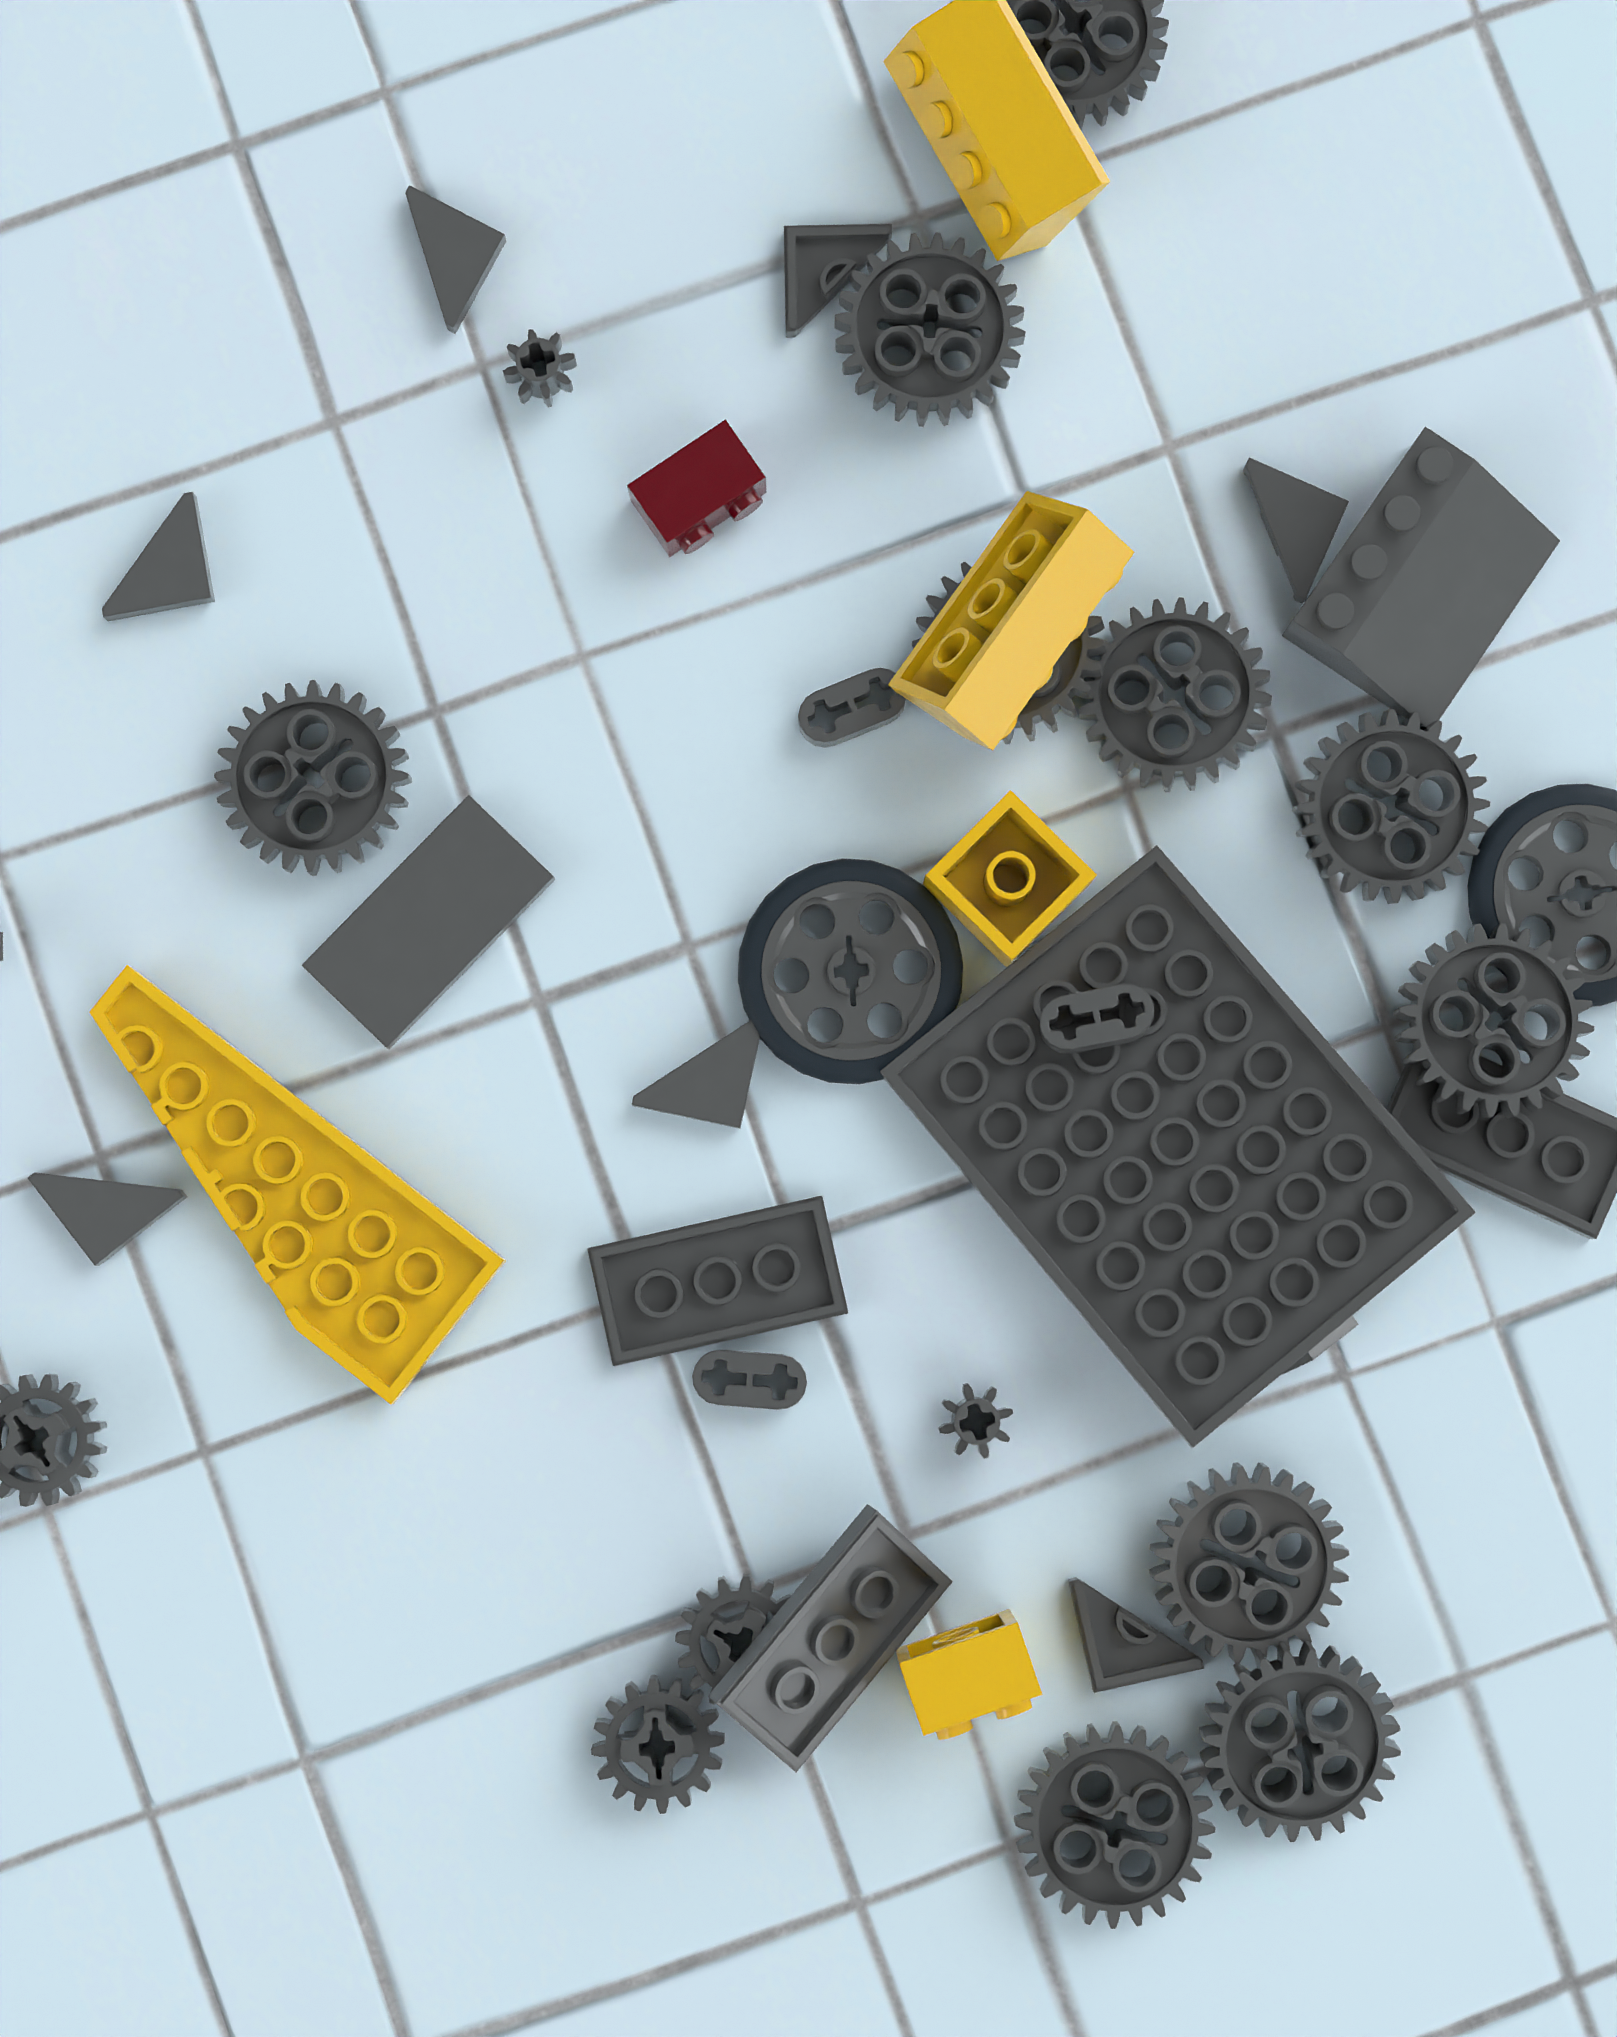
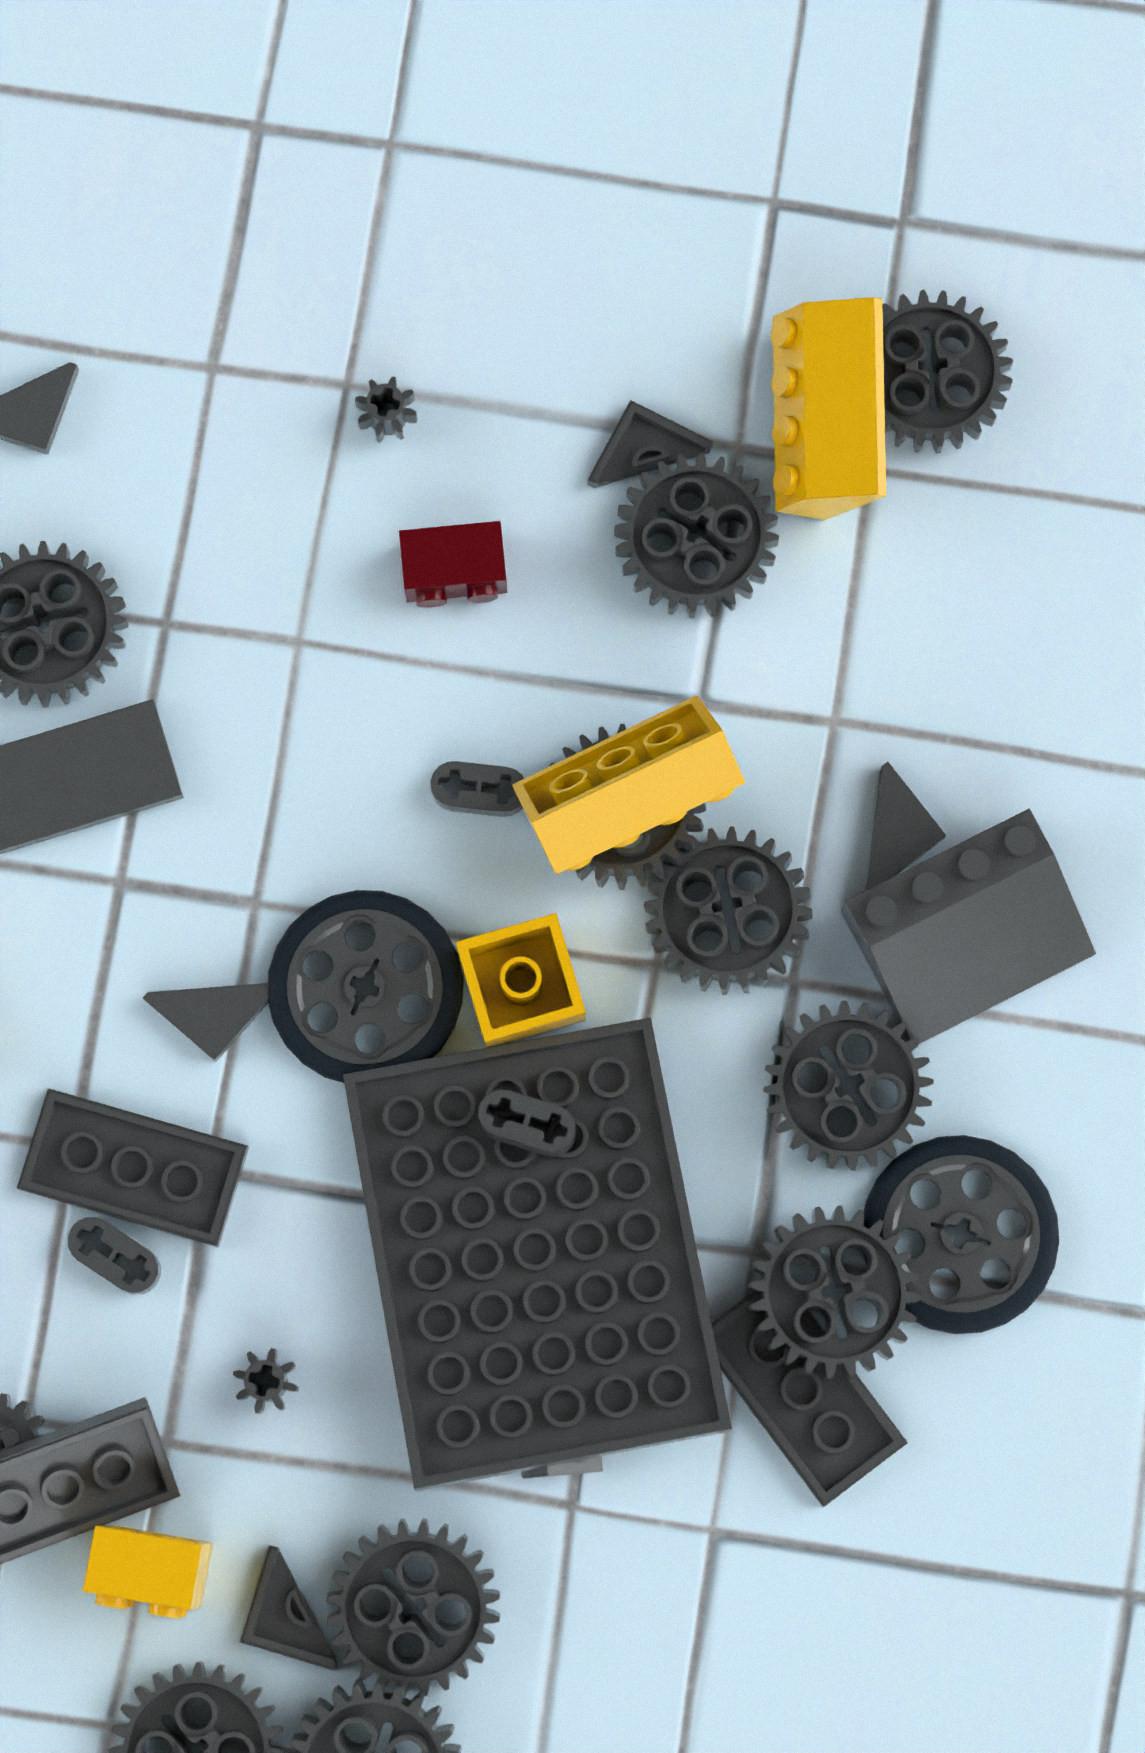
camera: 30 degrees right, 5 degrees down
(456, 252) = (373, 291): dark grey tile -> none

